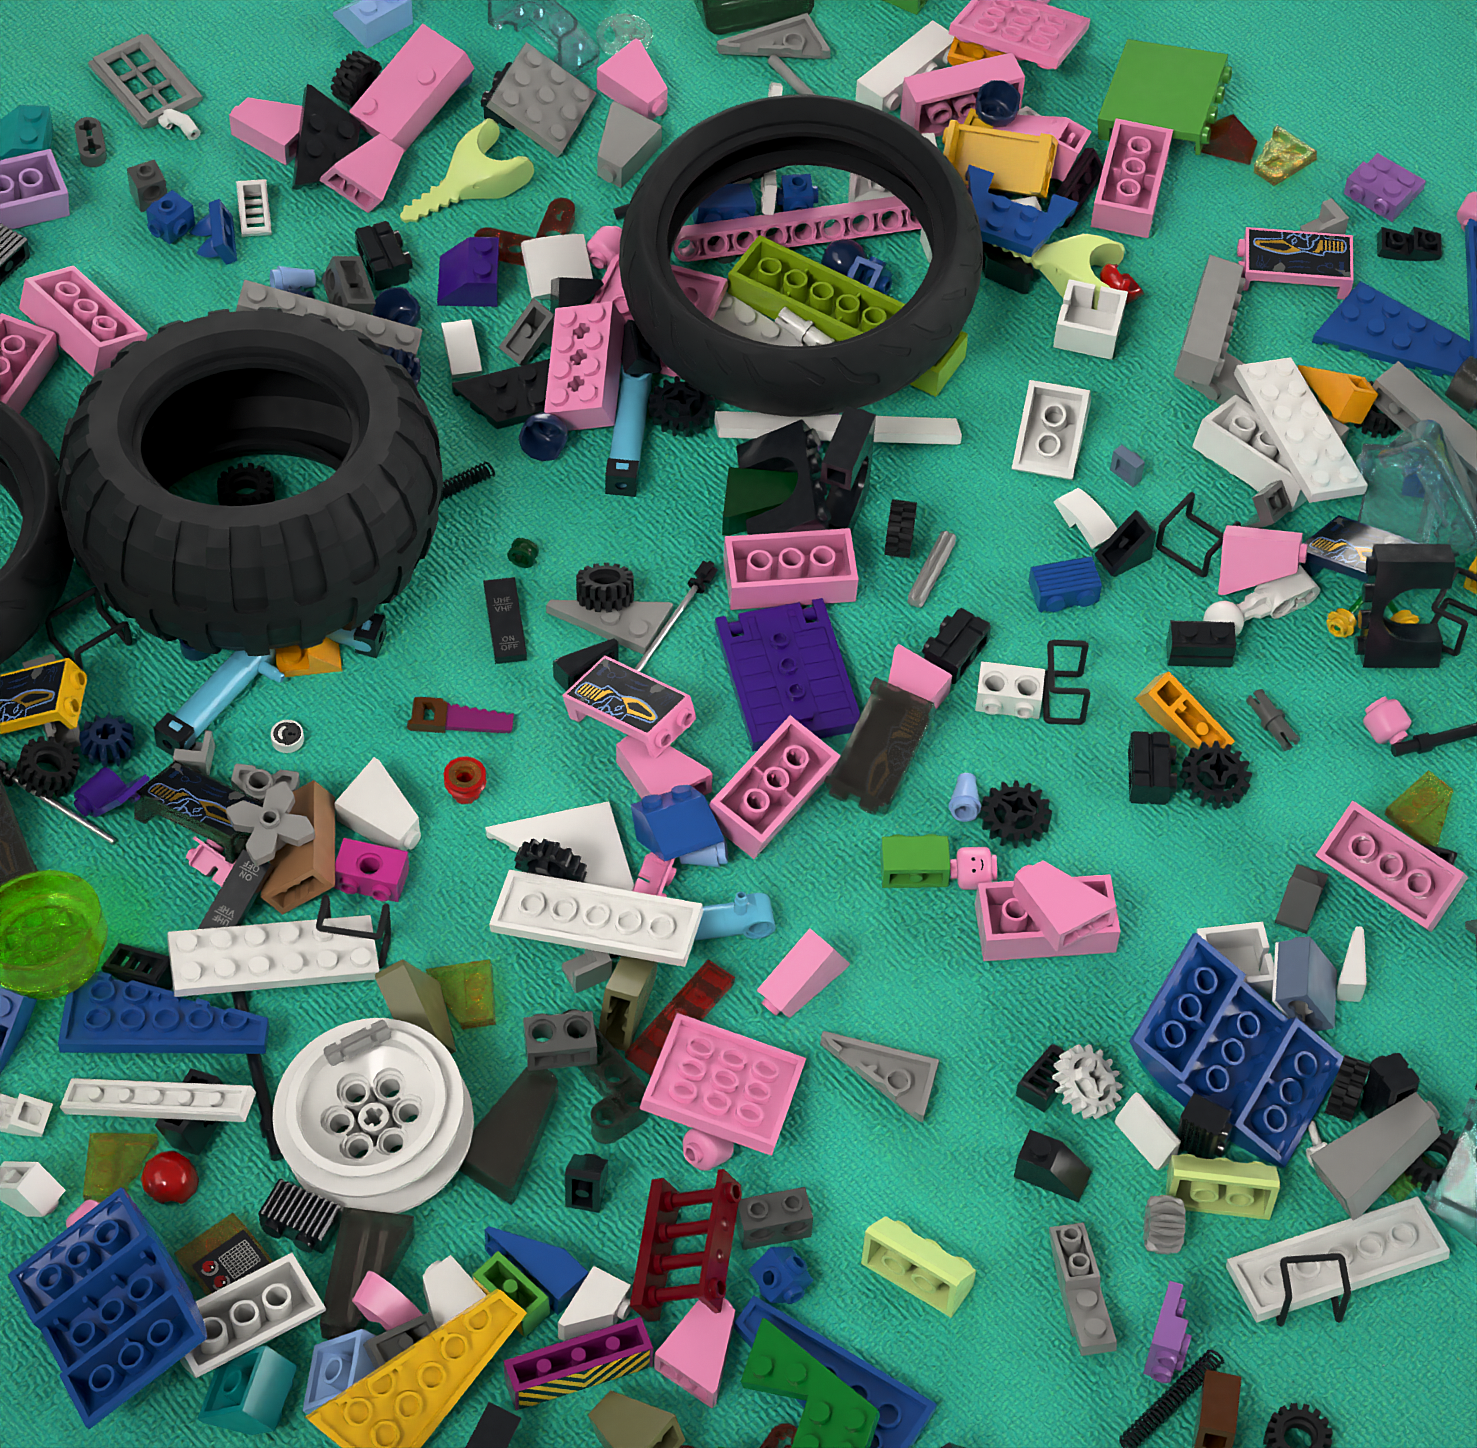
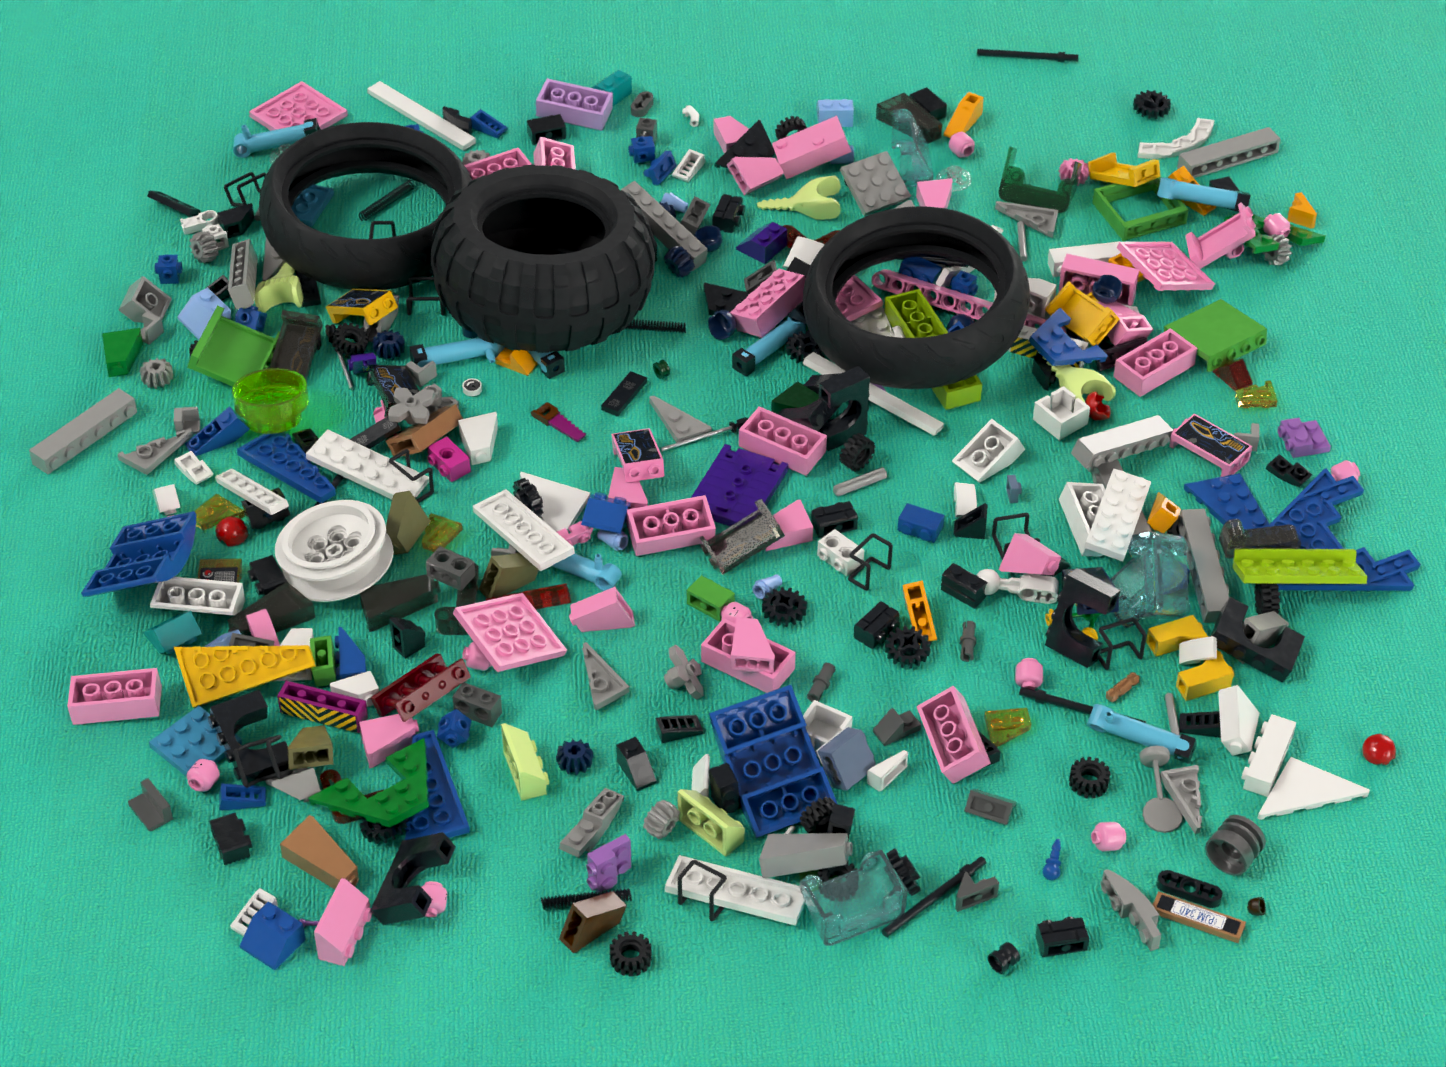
camera: 40 degrees right, 10 degrees down
(158, 59) = (710, 87): light grey piece -> none
(357, 1042) = (346, 506): light grey axle -> none
(461, 348) = (725, 269): white slope -> none
(465, 779) = (530, 445): red piece -> none
(573, 666) = (632, 424): black slope -> none
(605, 587) = (682, 401): black tyre -> none
(965, 1197) = (574, 756): none -> dark blue gear
(991, 996) = (684, 673): none -> light grey plant
(1087, 1081) = (700, 742): white gear -> none
(1159, 894) = (821, 682): none -> dark grey pin
(1270, 505) = (1064, 540): dark grey panel -> none

